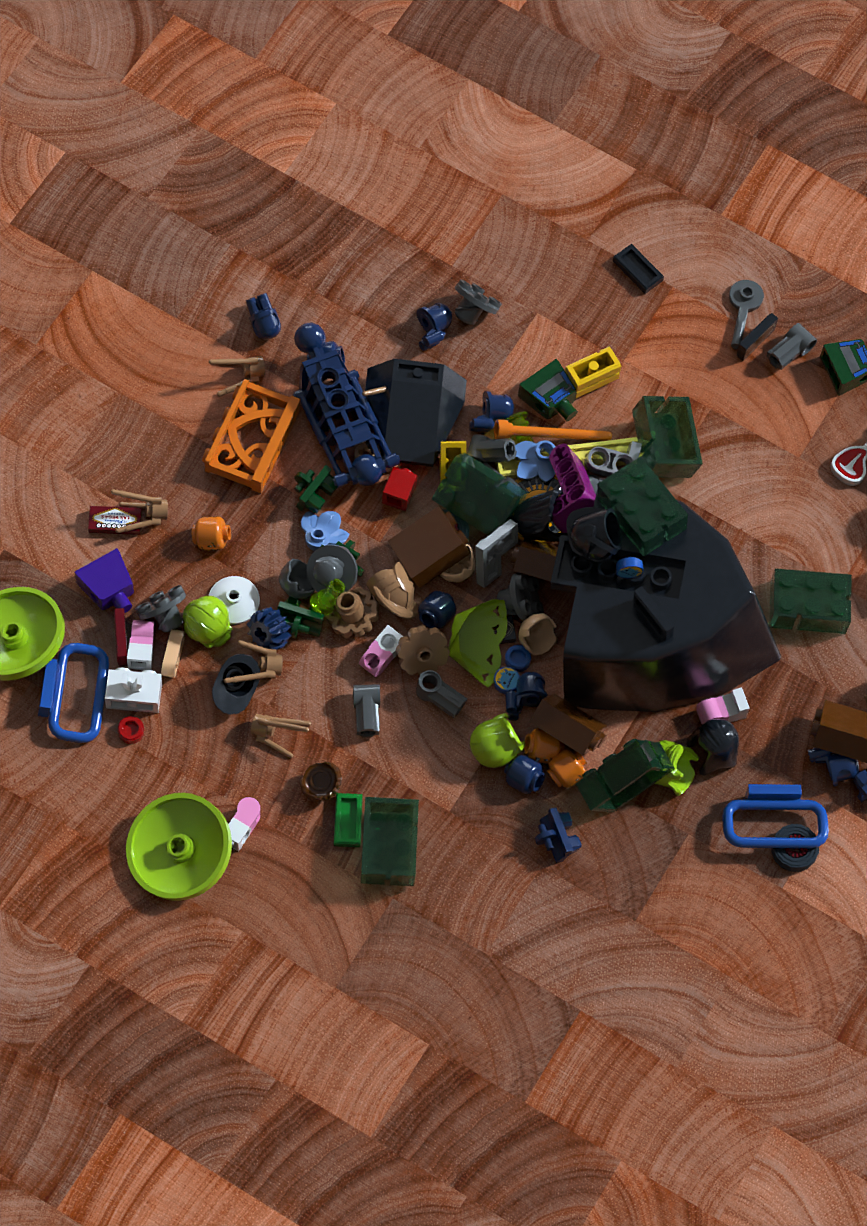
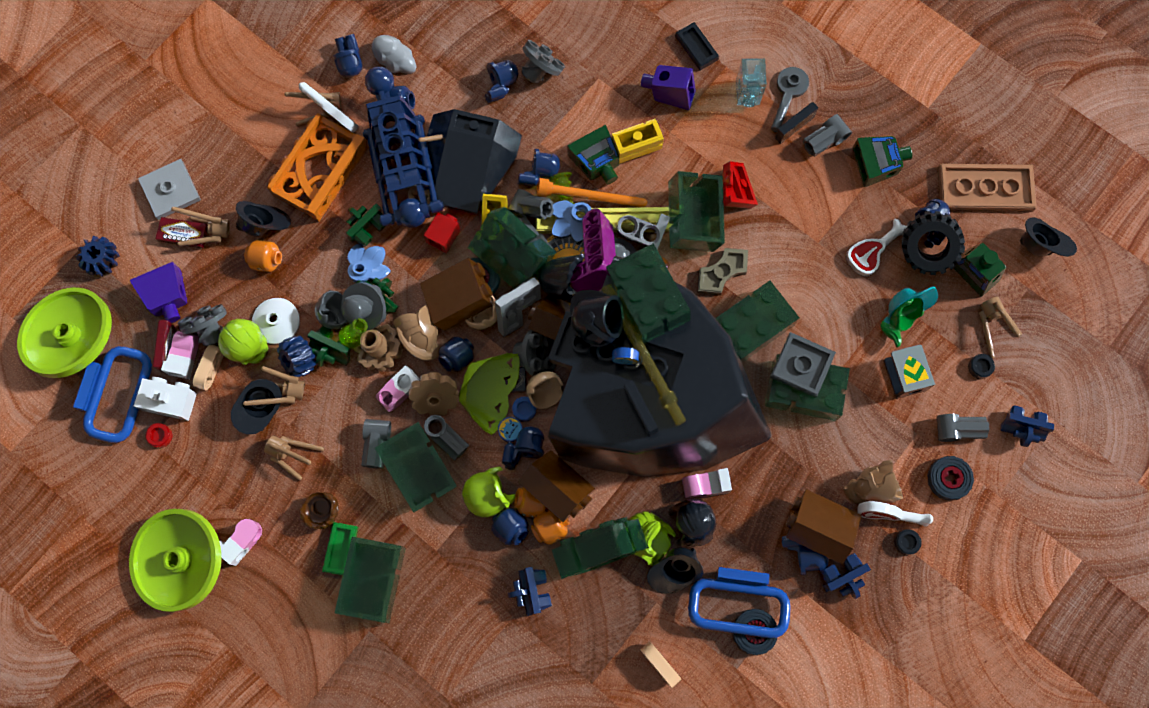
camera: 15 degrees right, 10 degrees up
(20, 548) = (103, 261): none -> dark blue gear
(91, 476) = (169, 188): none -> light grey plate
(199, 497) = (259, 219): none -> black piece
(262, 376) = (328, 107): none -> white piece
(308, 308) = (393, 54): none -> light grey arm
(417, 727) = (415, 466): none -> clear green piece
(619, 312) = (671, 85): none -> dark purple torso
(677, 601) = (667, 397): none -> clear yellow bar
(703, 299) = (751, 82): none -> clear light blue brick
(703, 889) = (660, 664): none -> light nougat beam
(704, 797) = (675, 571): none -> black piece
(706, 408) = (737, 186): none -> red wing
(711, 489) = (713, 278): none -> dark tan tile
(755, 535) = (758, 320): none -> clear green piece
(802, 574) = (802, 364): none -> dark grey tile

